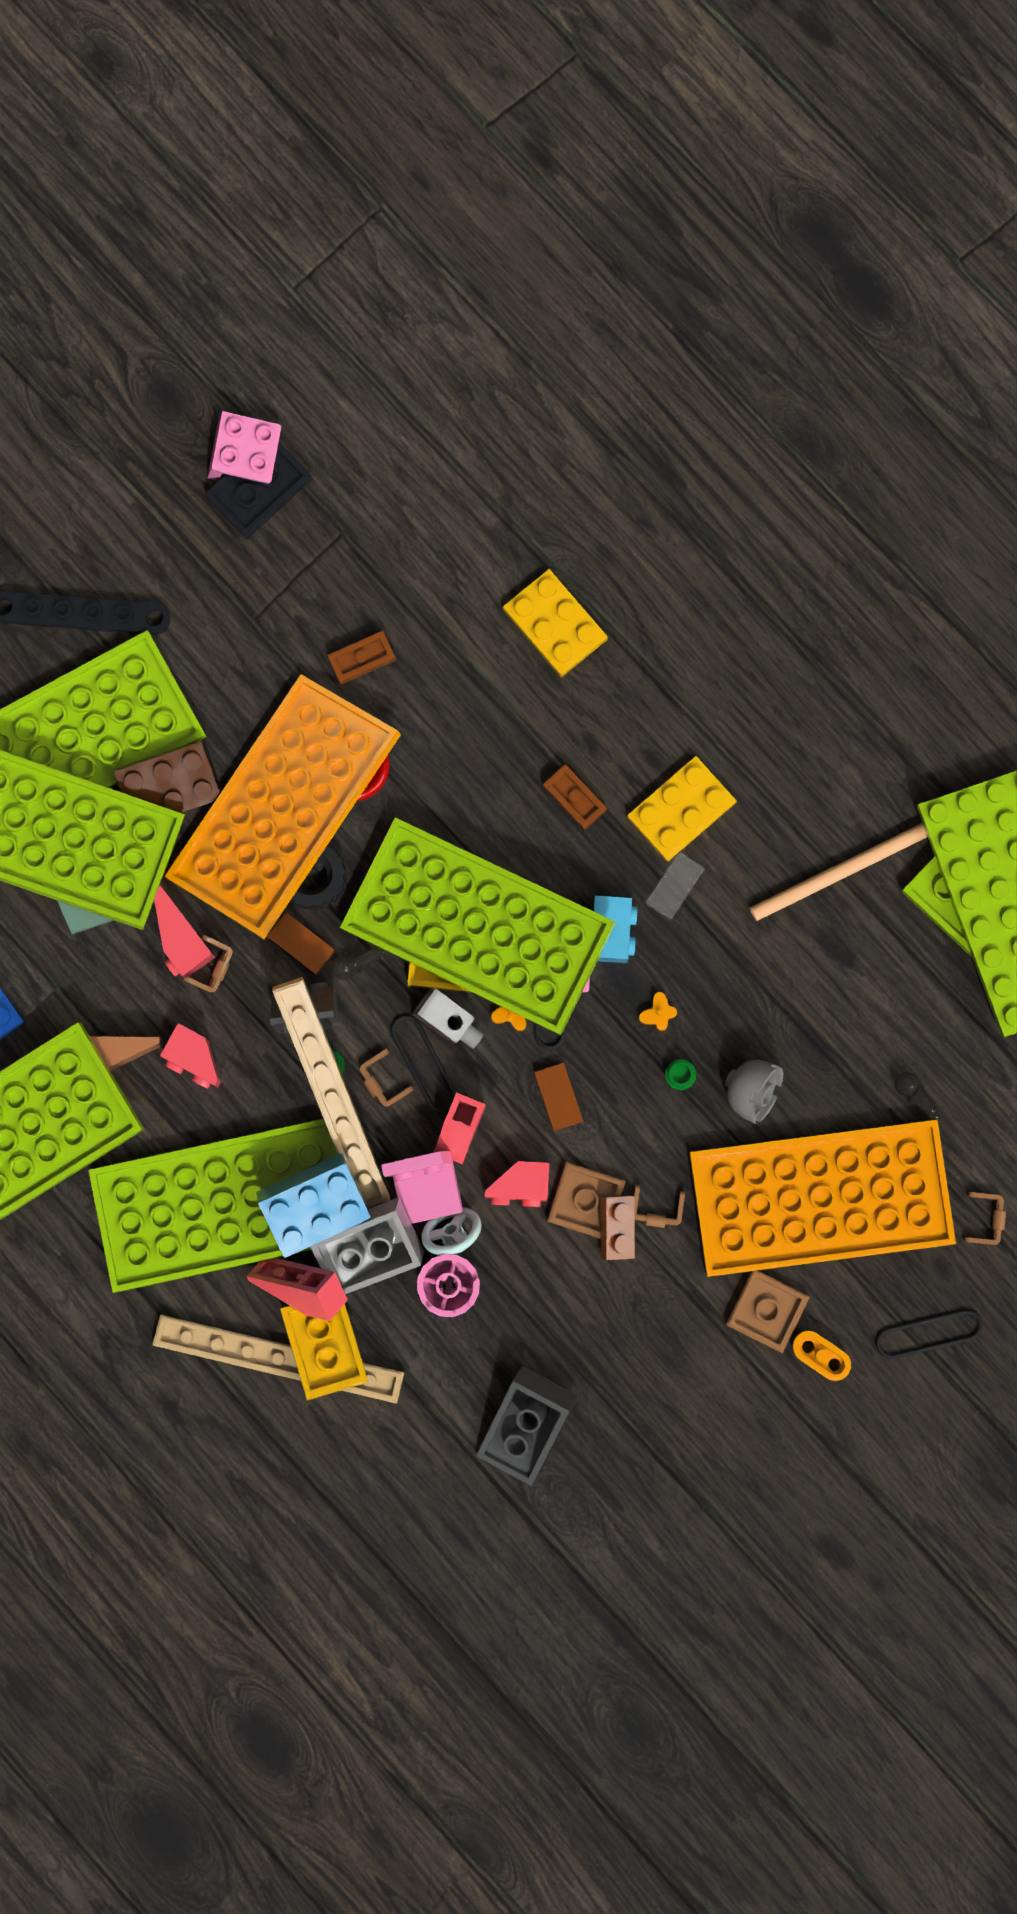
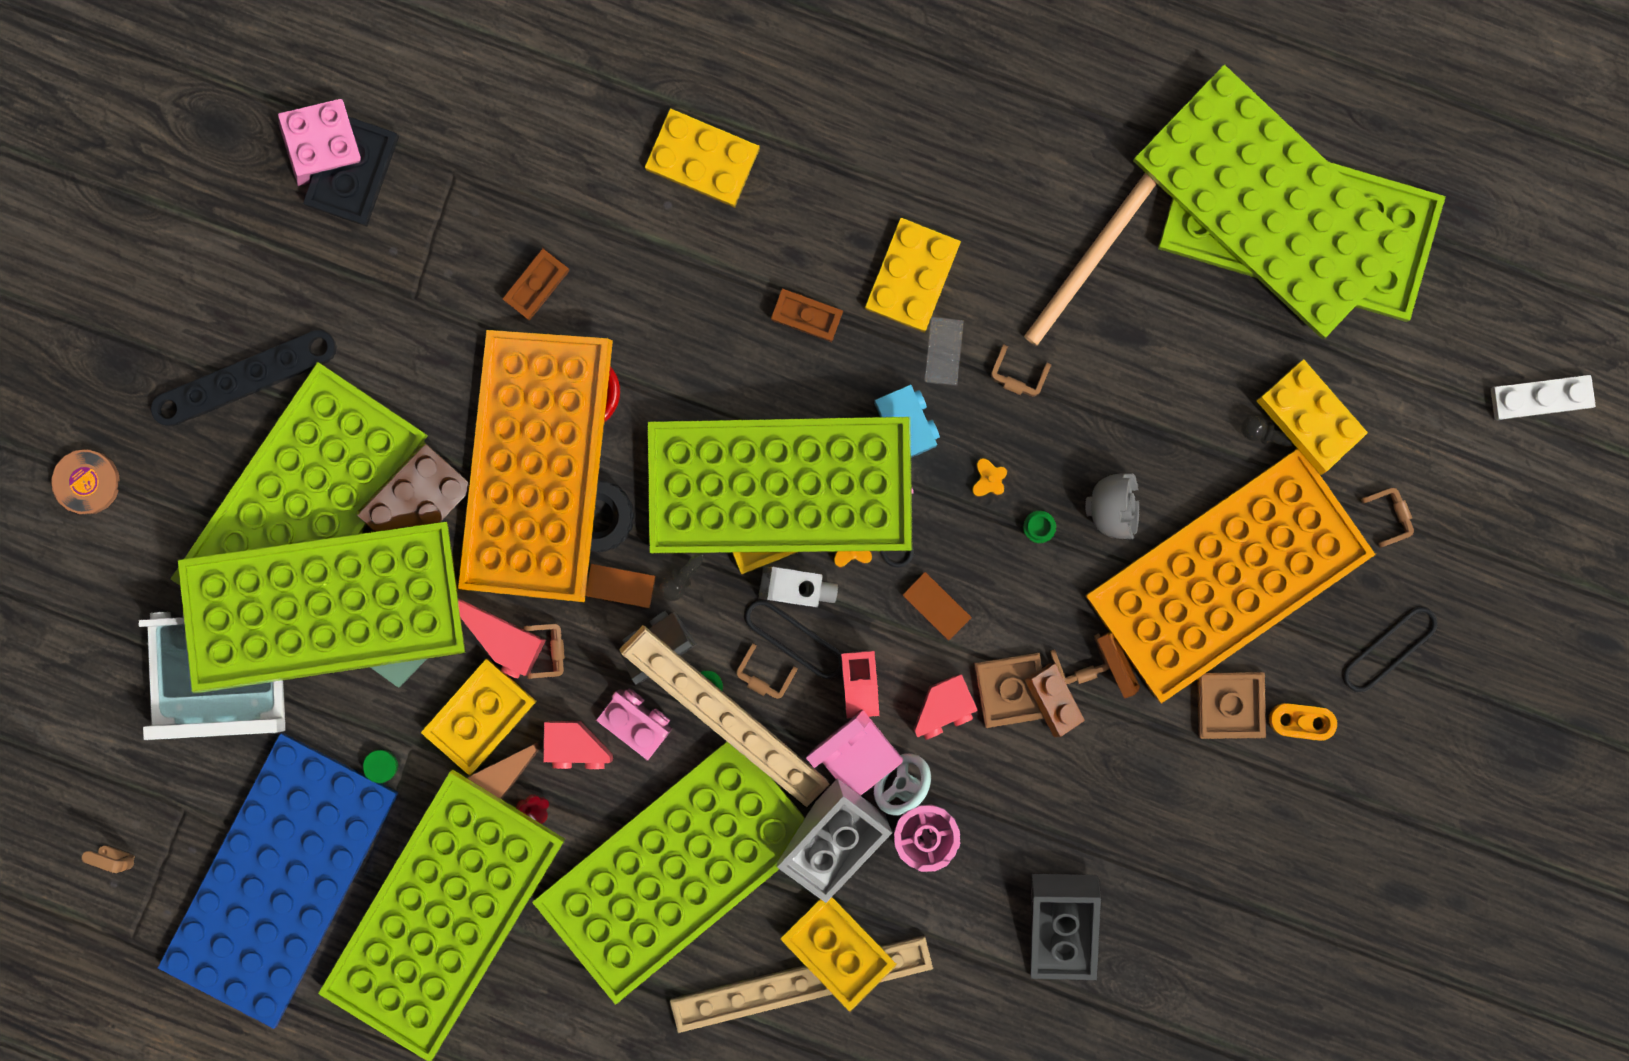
camera: 30 degrees left, 5 degrees up
(21, 991) = (380, 766): none -> green tile
(125, 992) = (478, 717): none -> yellow plate
(133, 1091) = (534, 807): none -> dark red plant
(252, 1065) = (634, 723): none -> bright pink bracket
(301, 1286) = (789, 909): coral slope -> none
(313, 1205) = (762, 829): brick -> none
(687, 1225) = (1119, 665): none -> dark orange tile
(719, 943) = (1015, 385): none -> medium nougat piece
(960, 1099) = (1312, 417): none -> yellow plate

